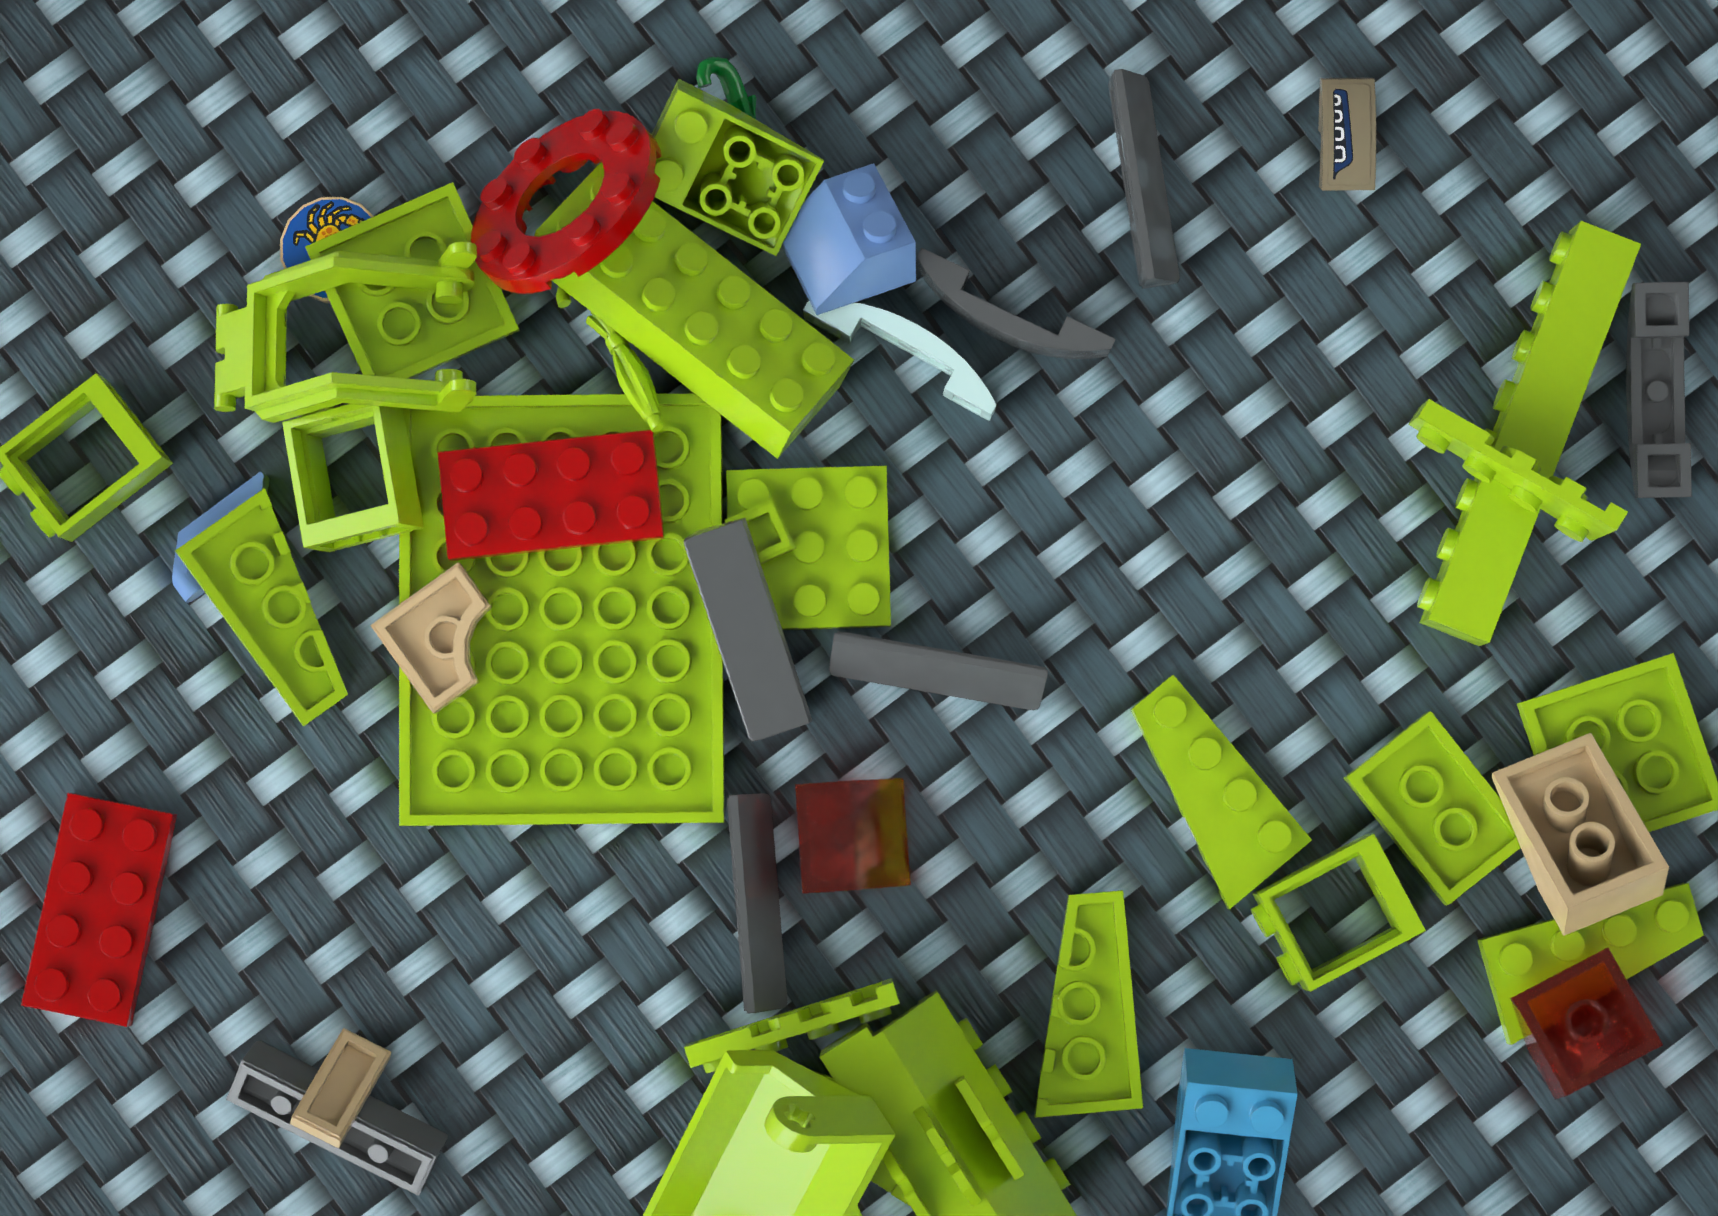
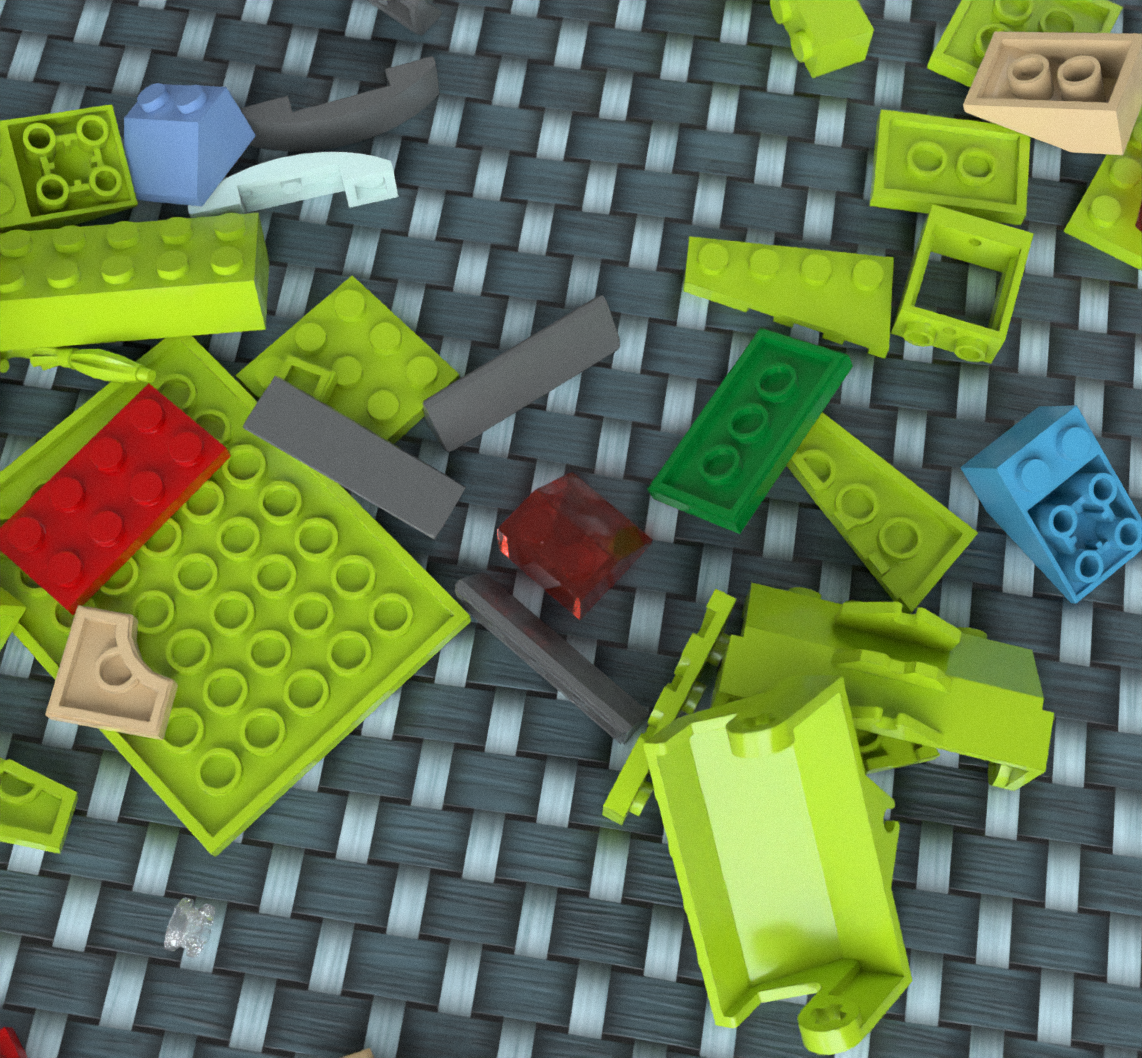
camera: 45 degrees left, 15 degrees down
(342, 860) = (188, 927): none -> clear bush
(1060, 873) = (750, 429): none -> green tile

